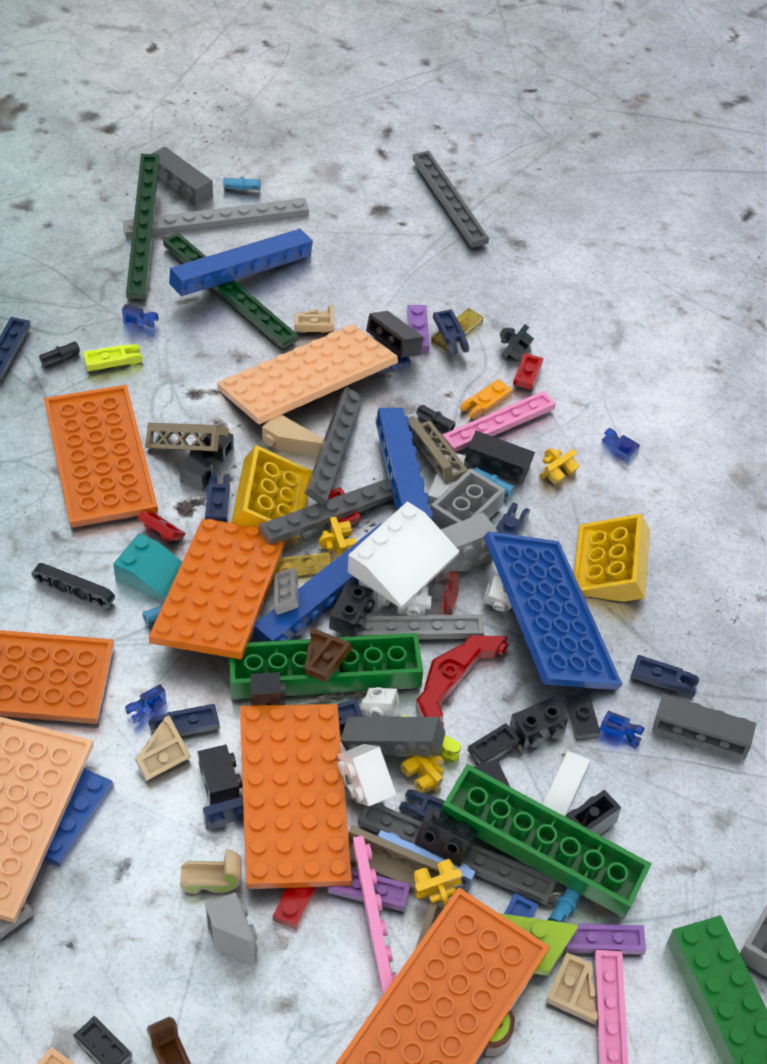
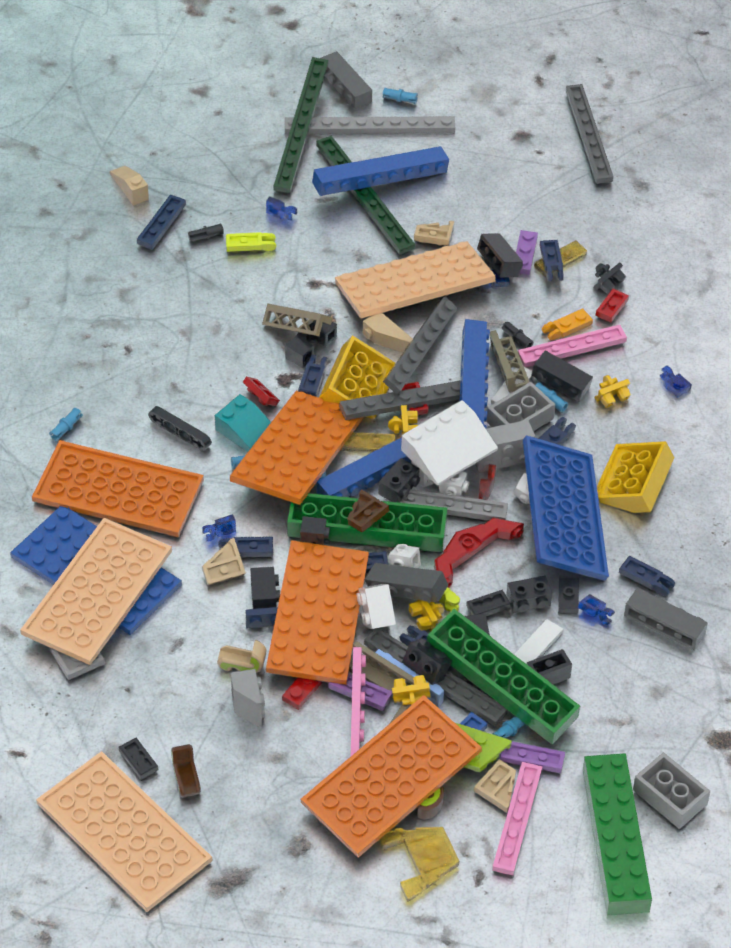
camera: 15 degrees right, 0 degrees up
(99, 456) = (222, 325): orange plate -> none
(286, 591) = (349, 458): light grey tile -> none

